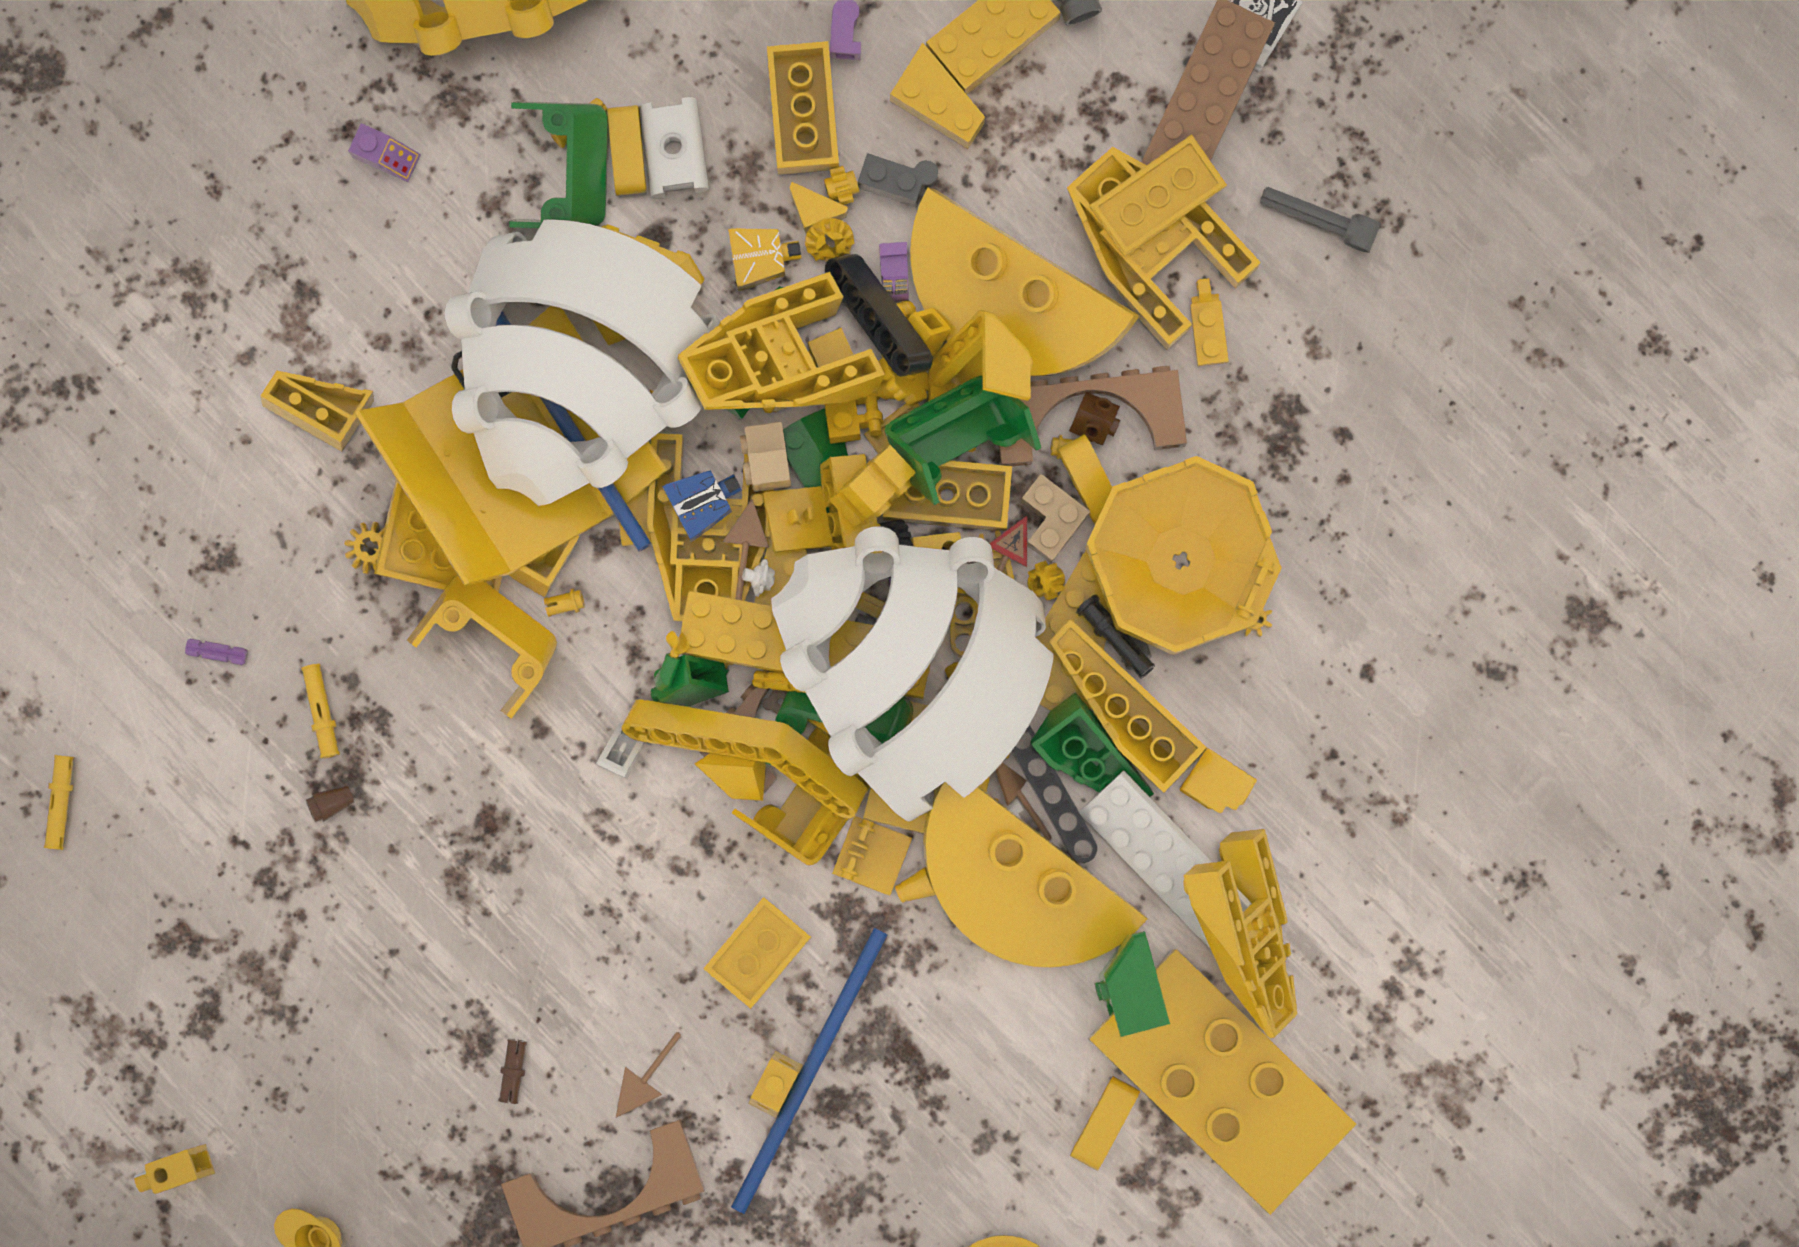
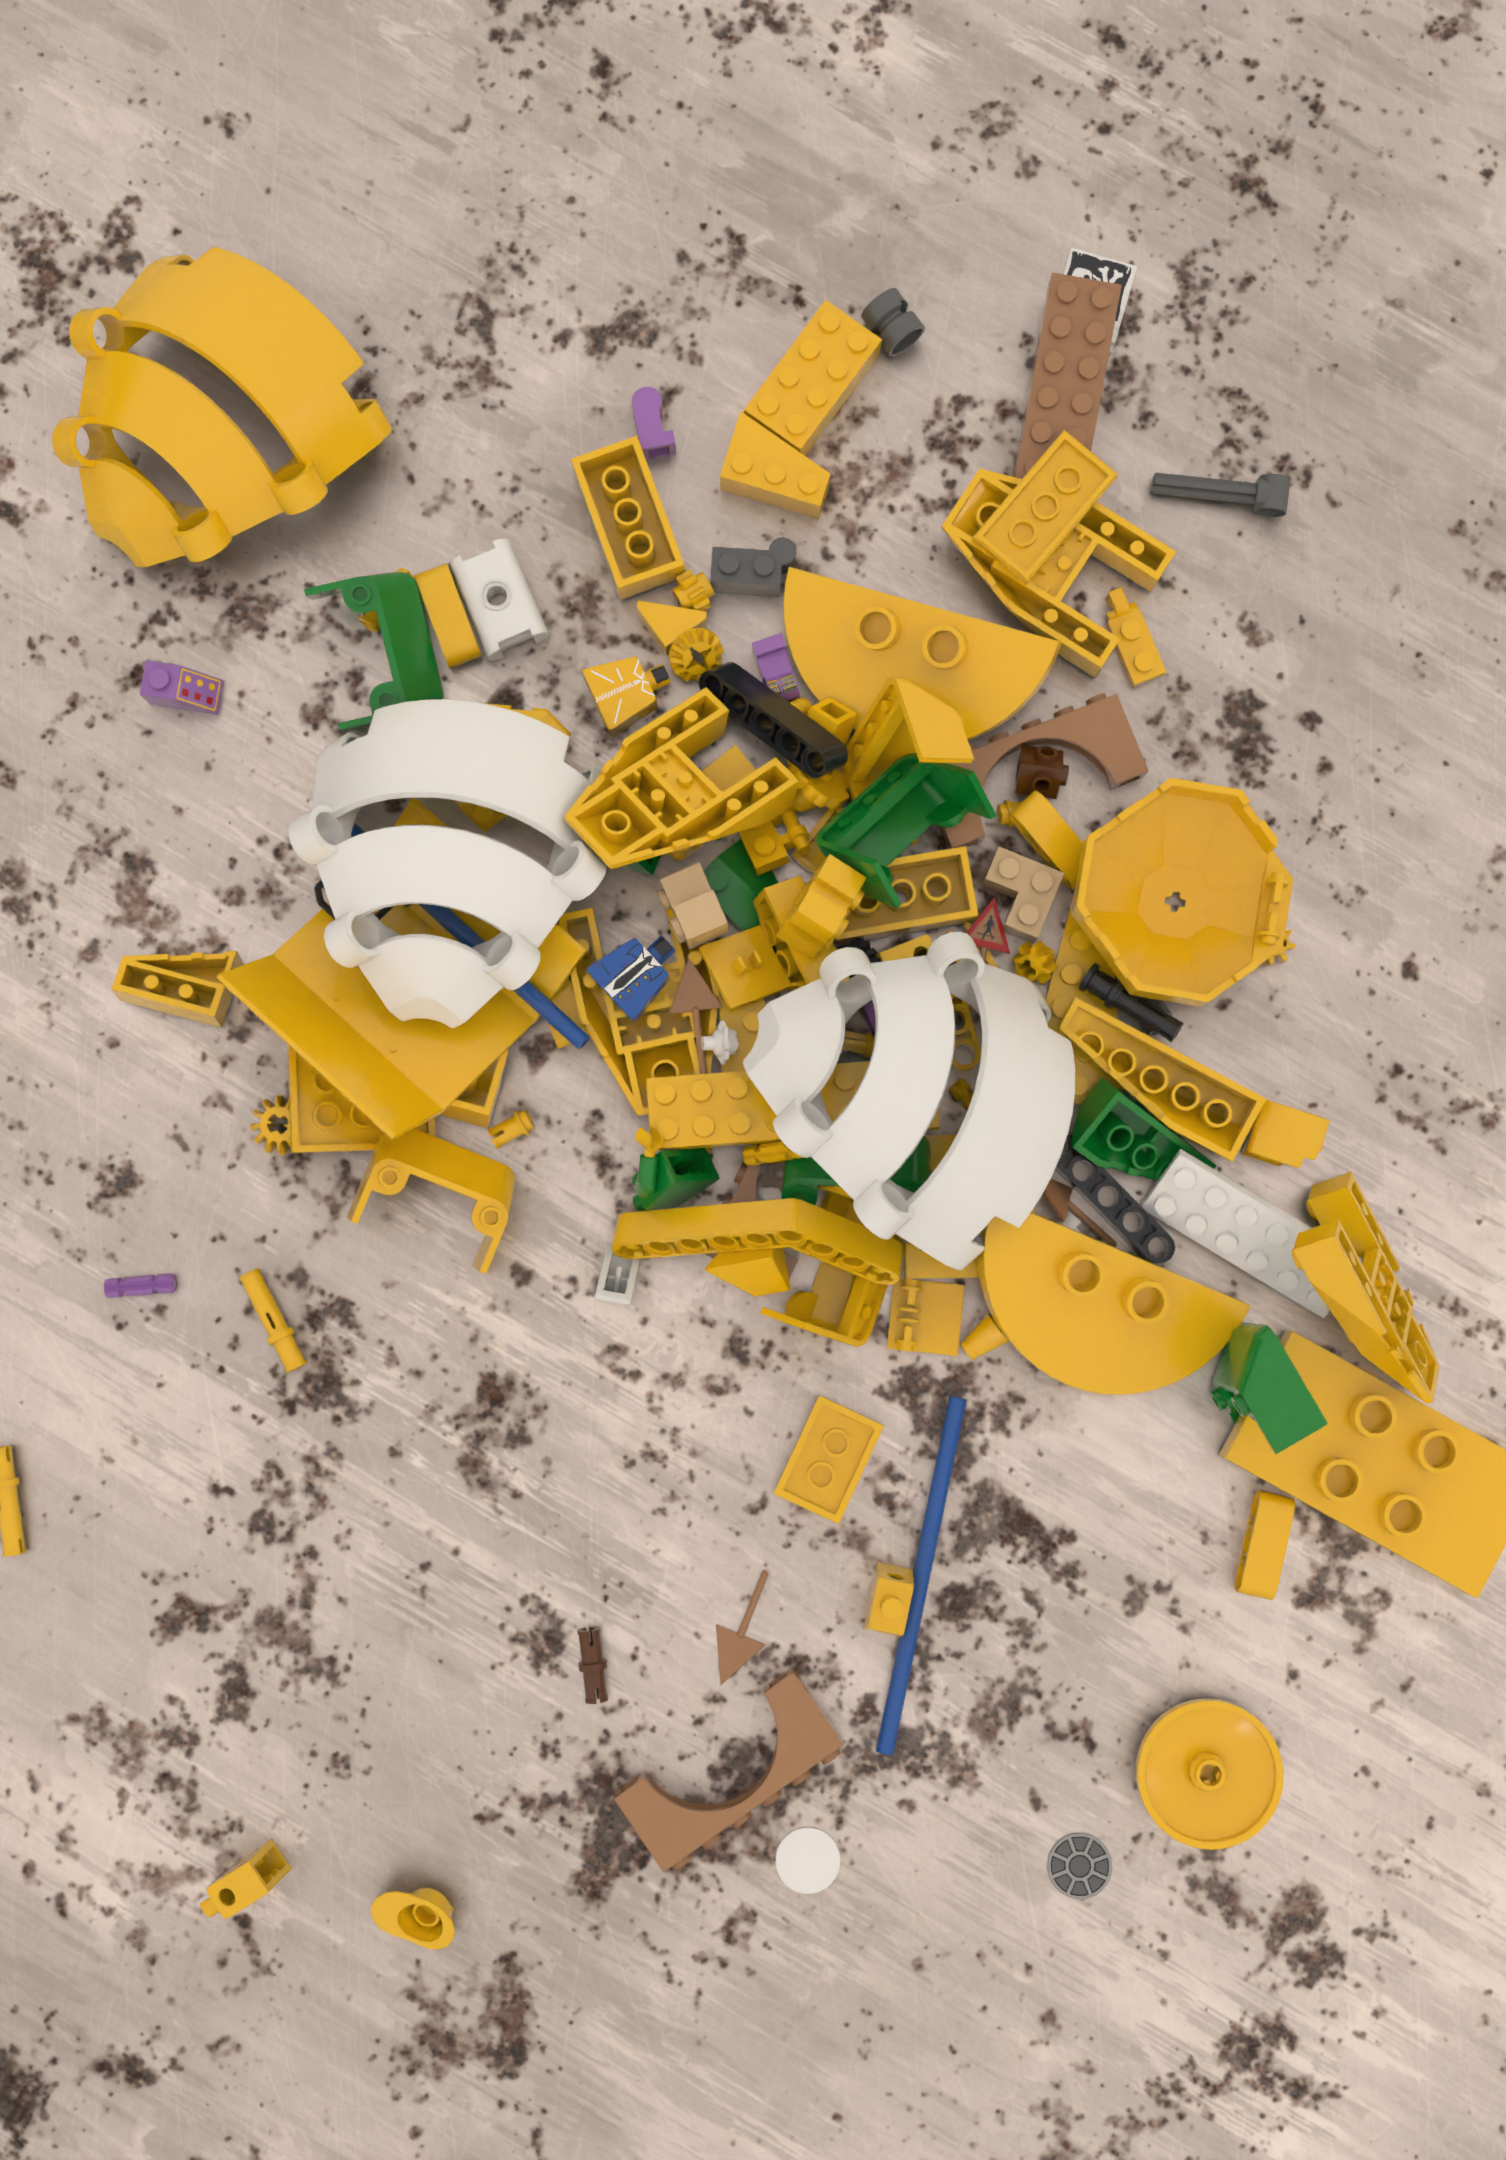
camera: 15 degrees left, 0 degrees up
(329, 802) = (309, 1420): reddish brown cone -> none

